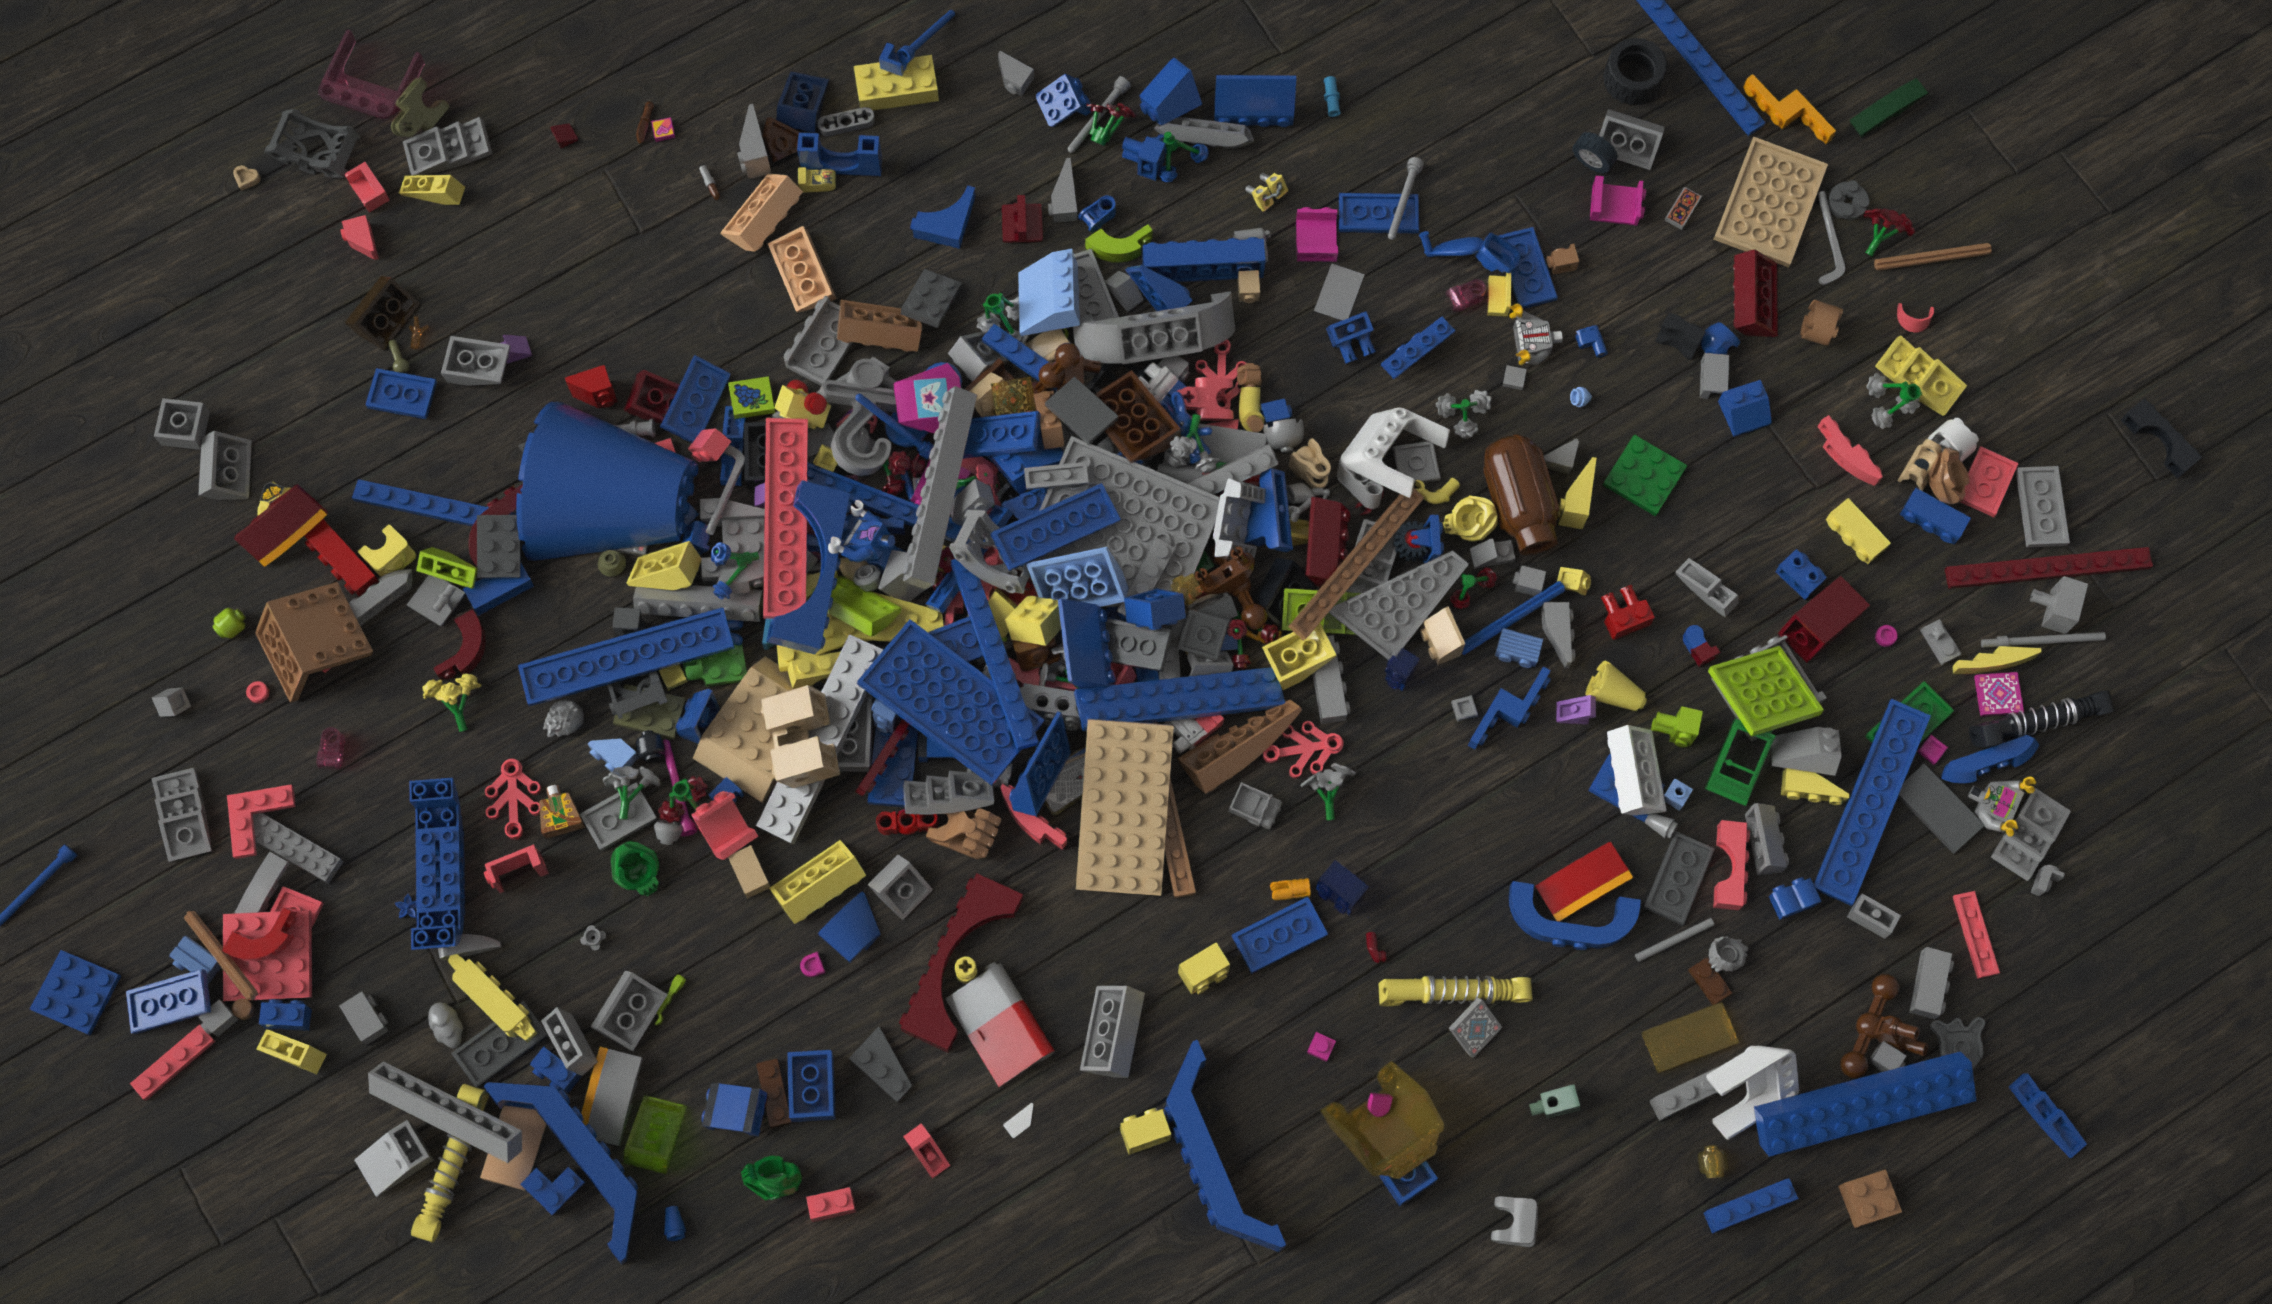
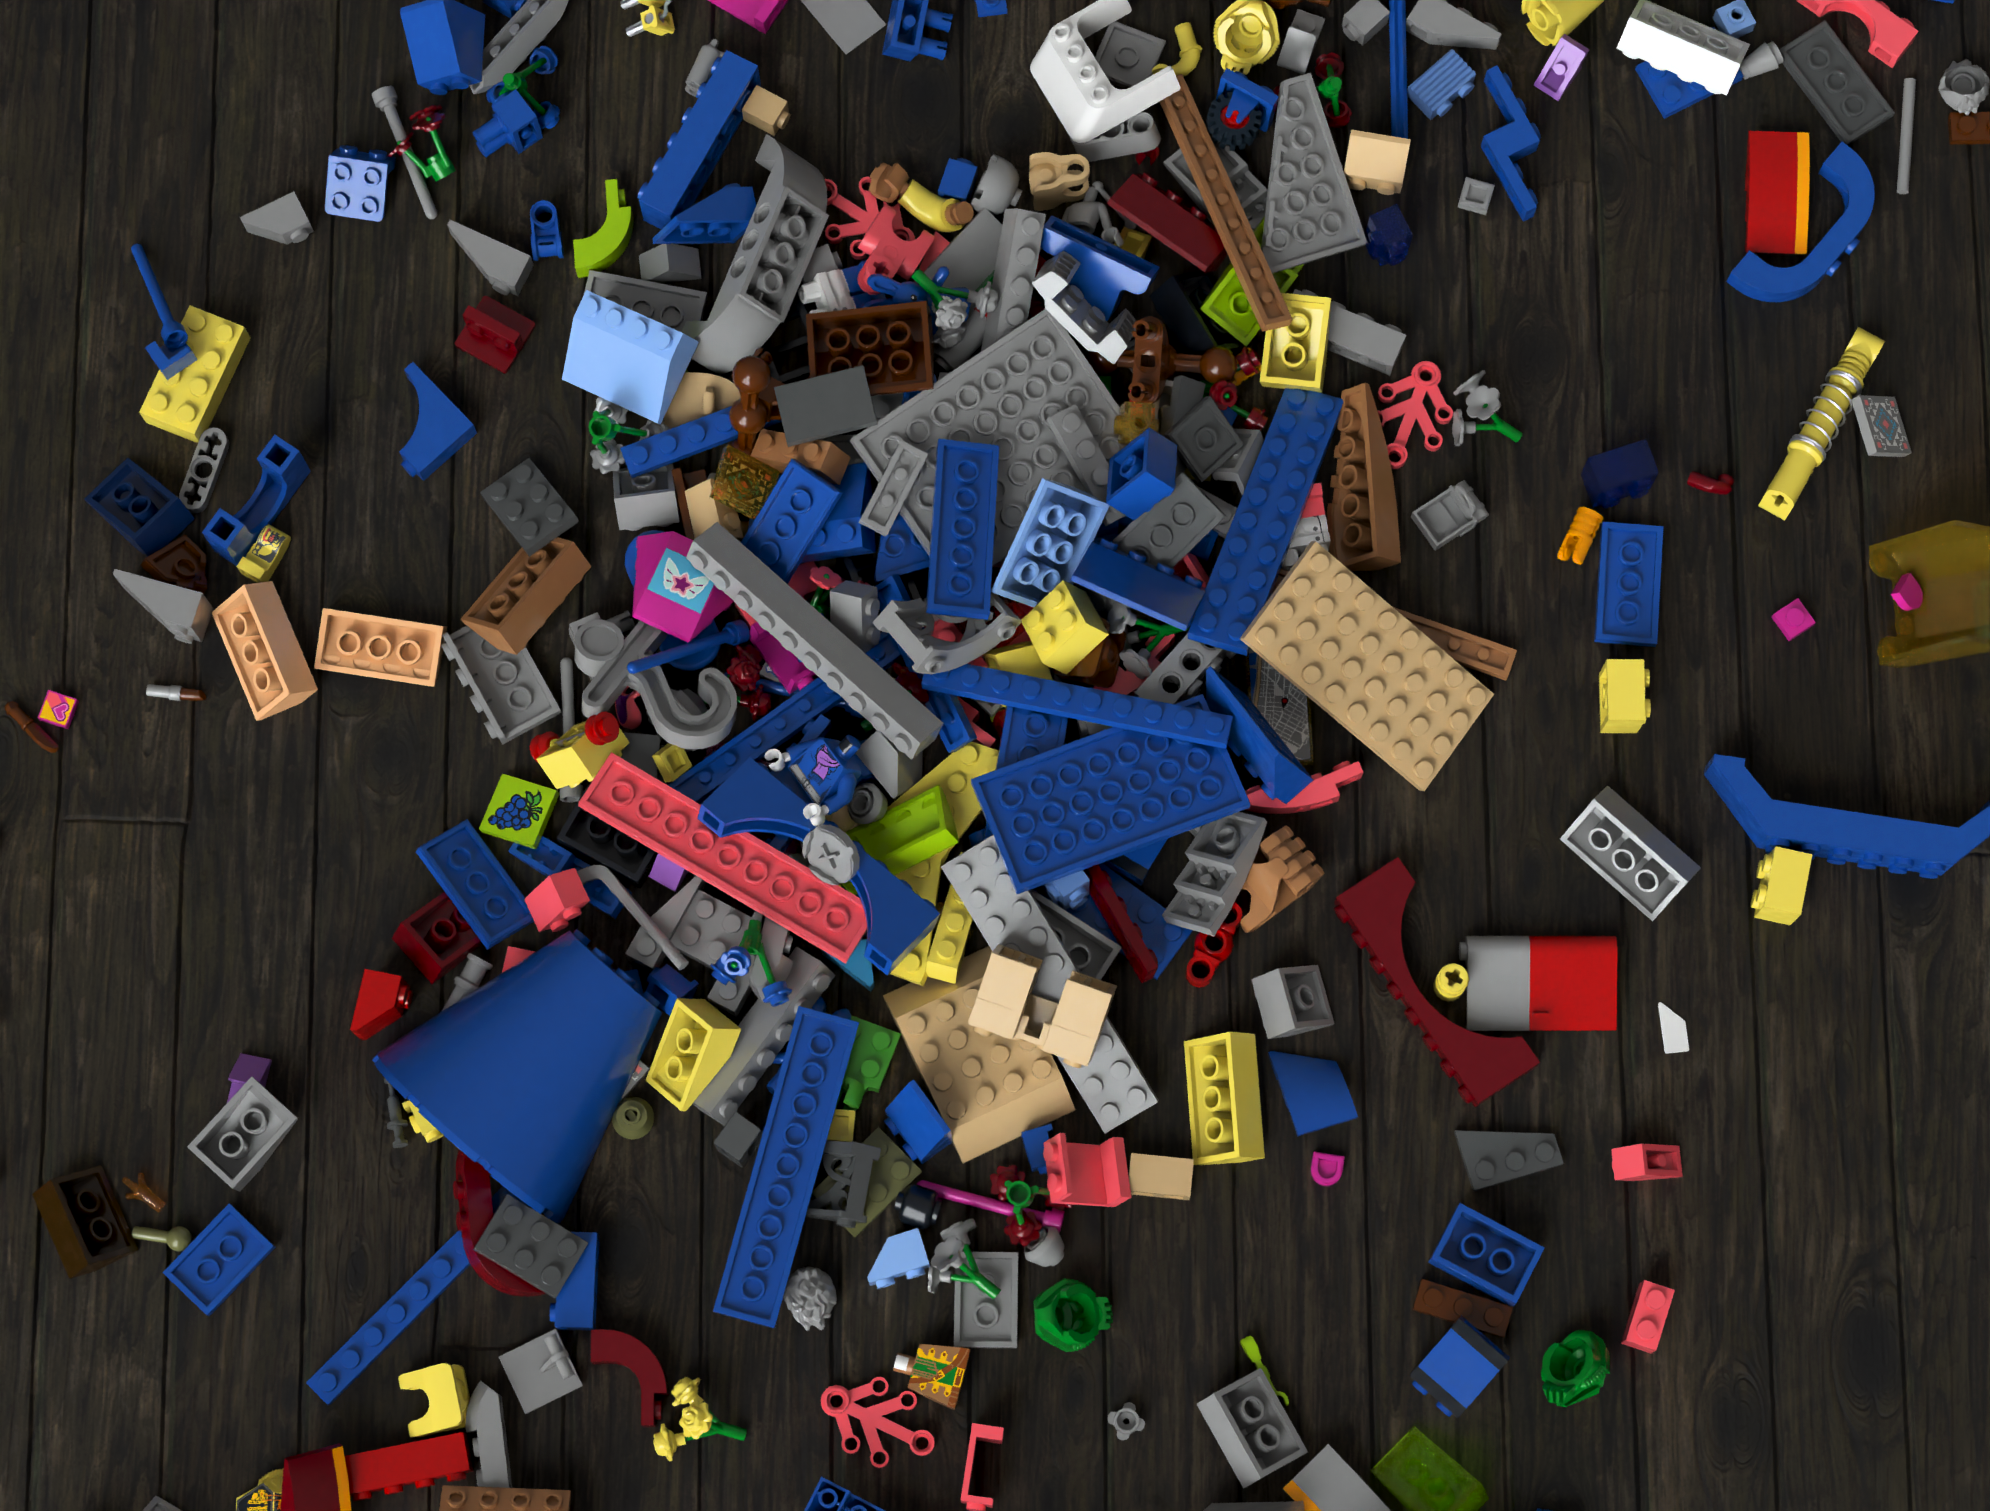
camera: 55 degrees left, 5 degrees up
(447, 567) = (513, 1329): lime slope -> none
(818, 569) = (831, 854): none -> light grey tile

